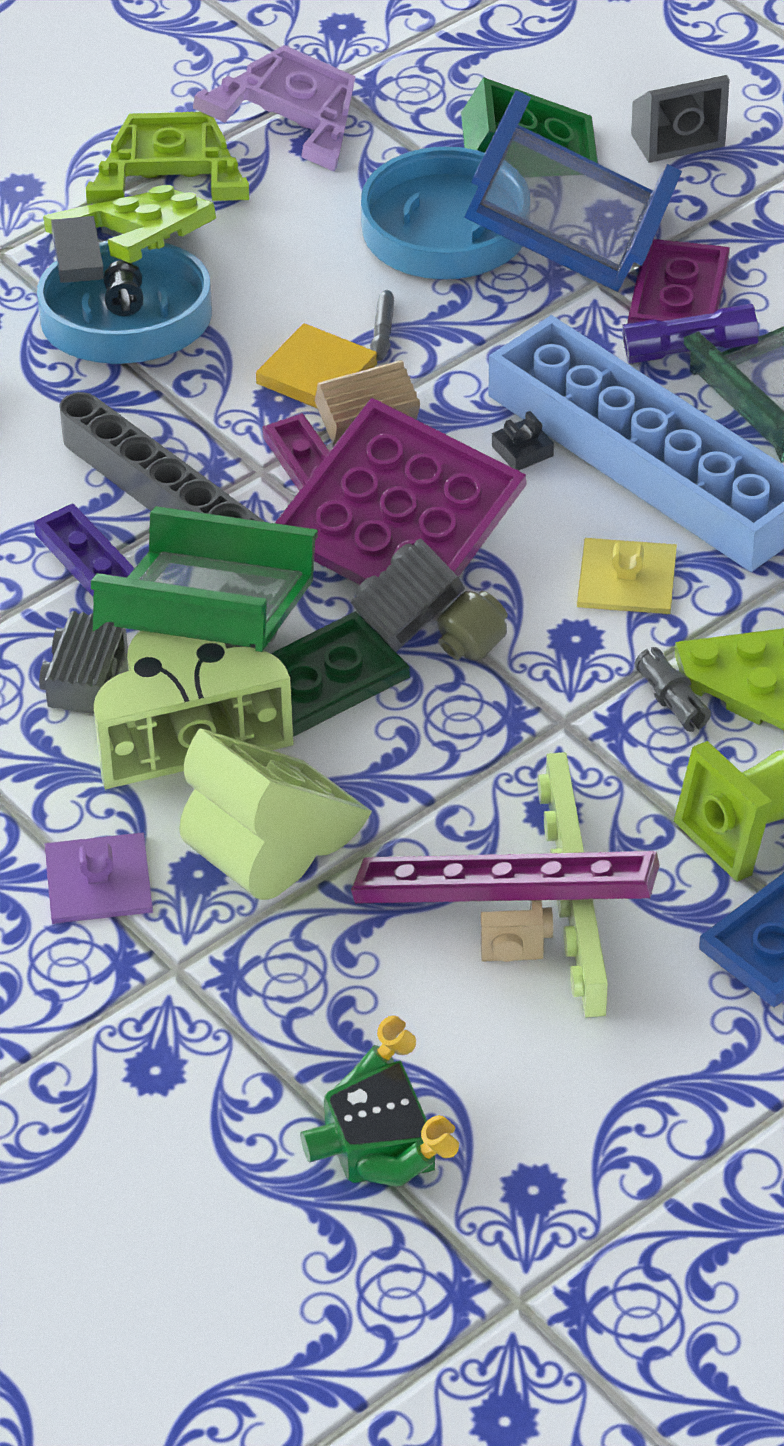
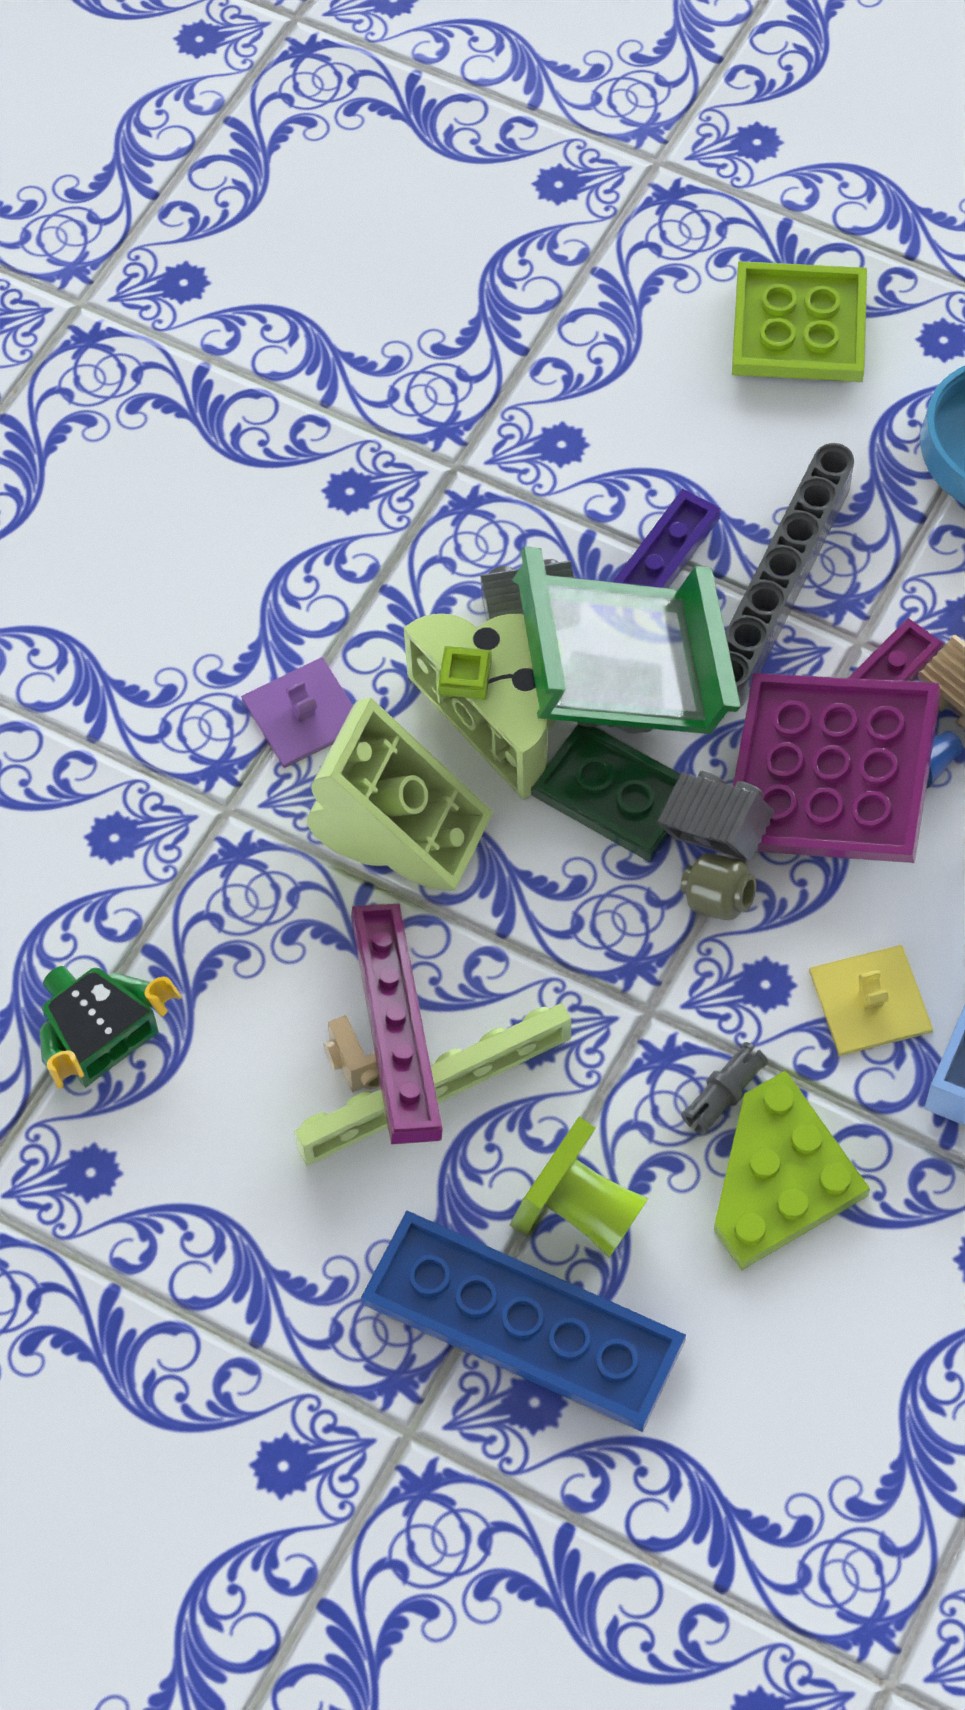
camera: 70 degrees right, 15 degrees up
(181, 687) = (465, 672): none -> lime tile

